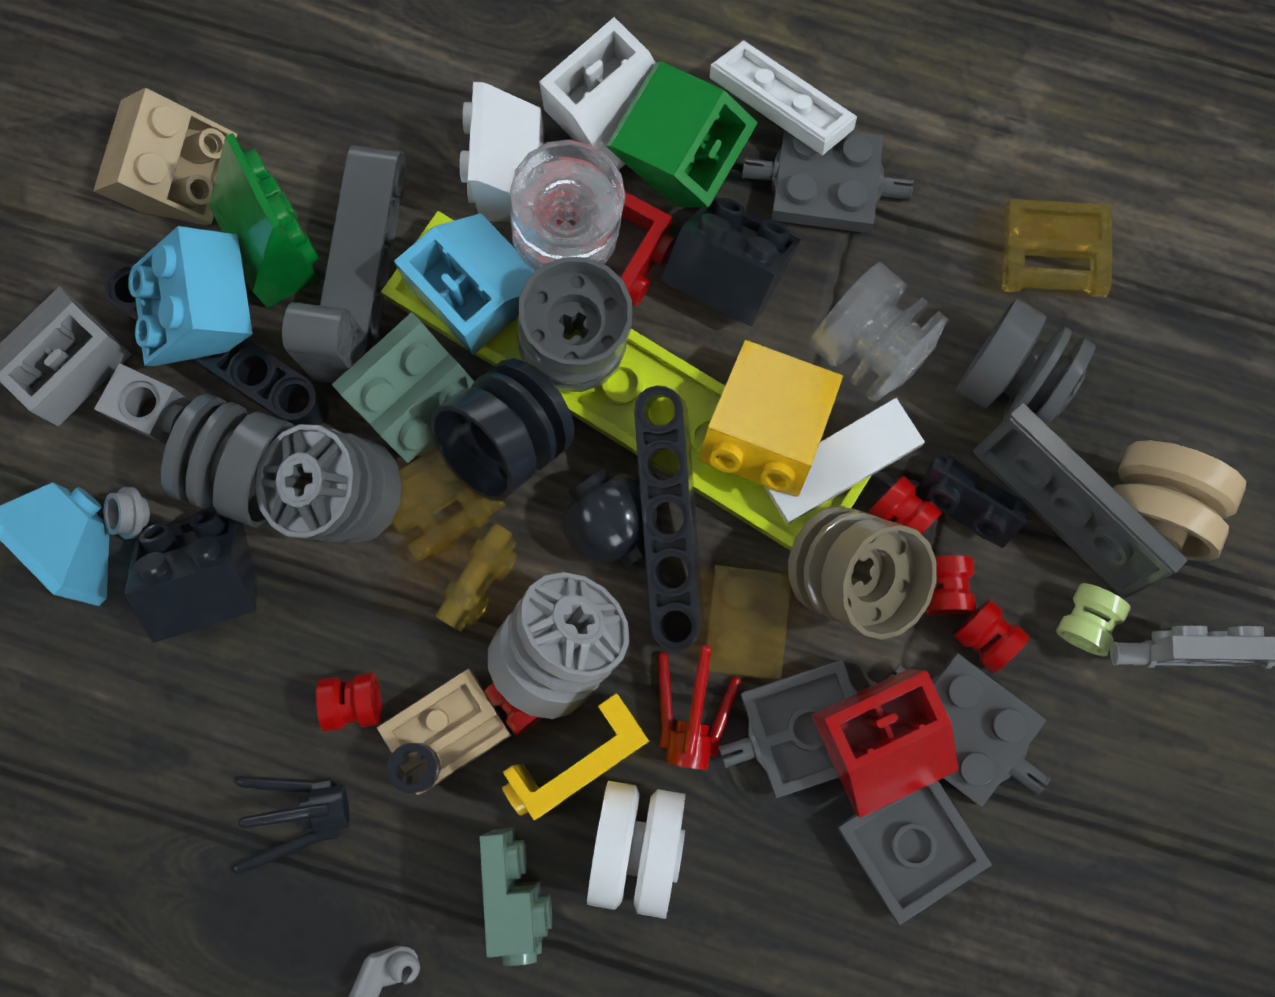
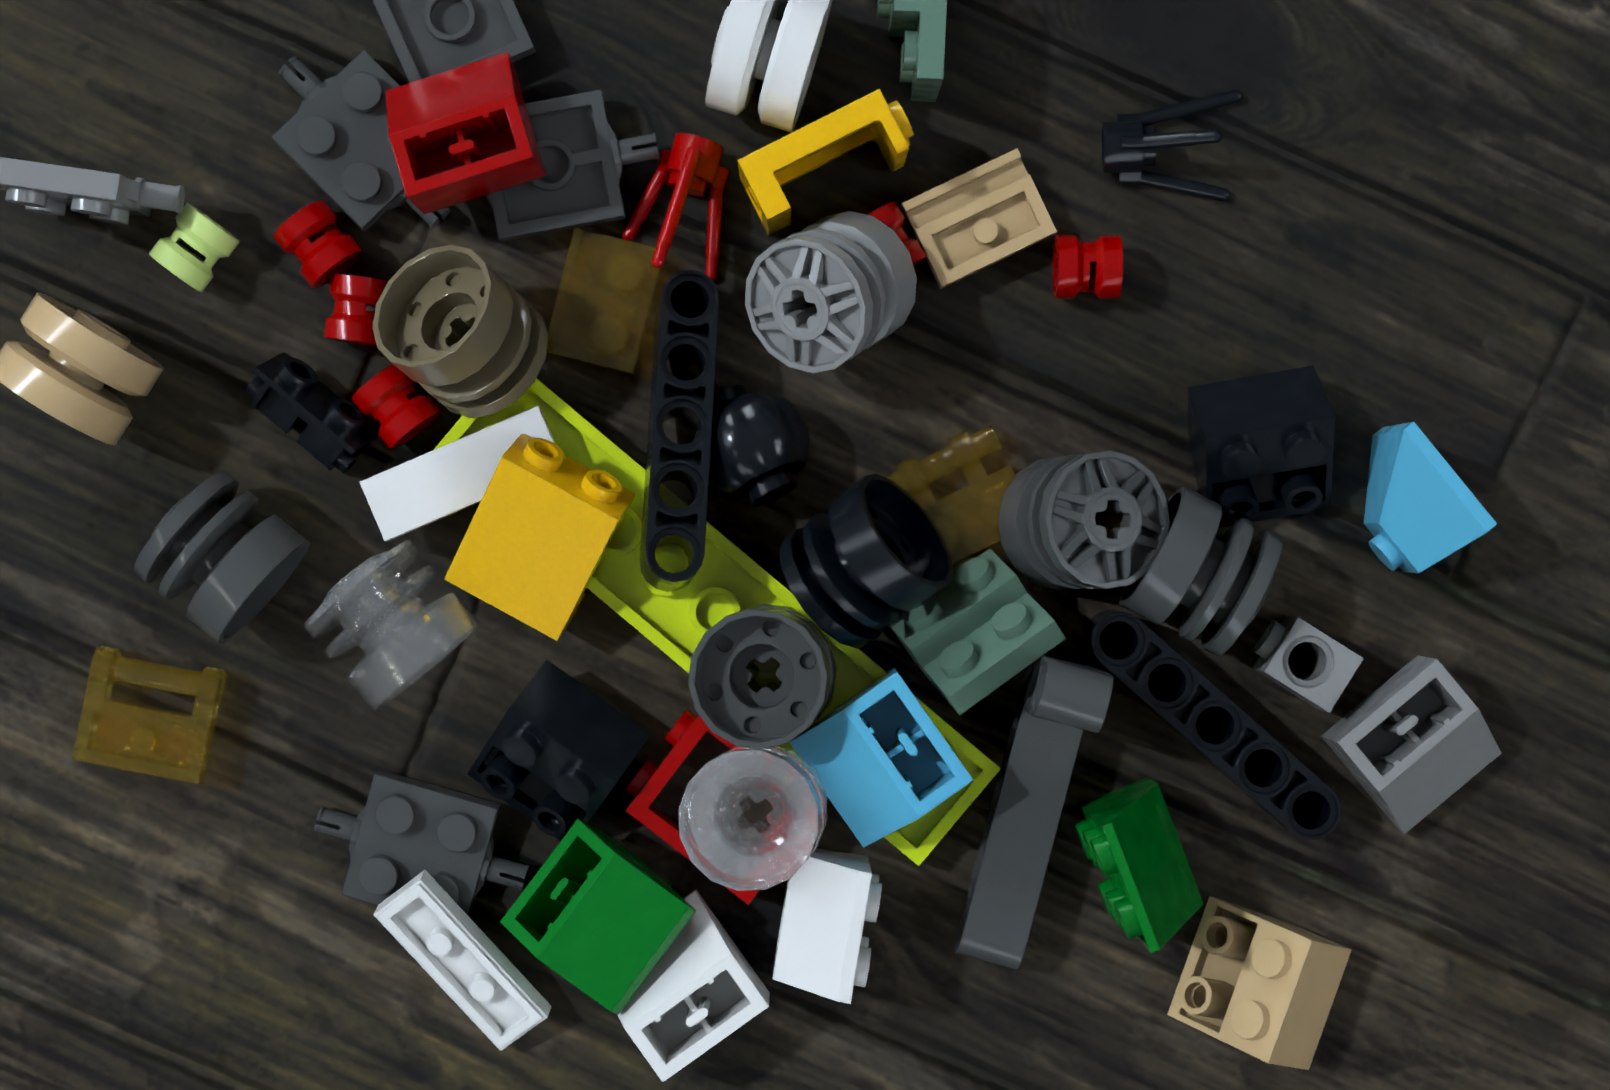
camera: 175 degrees left, 10 degrees up
(126, 513) = (1338, 531): light grey plate -> none
(190, 297) = (1231, 775): medium azure slope -> none
(400, 758) = (1000, 166): black bush -> none
(490, 560) = (931, 372): clear yellow plate -> none
(1078, 504) = (191, 382): dark grey tile -> none

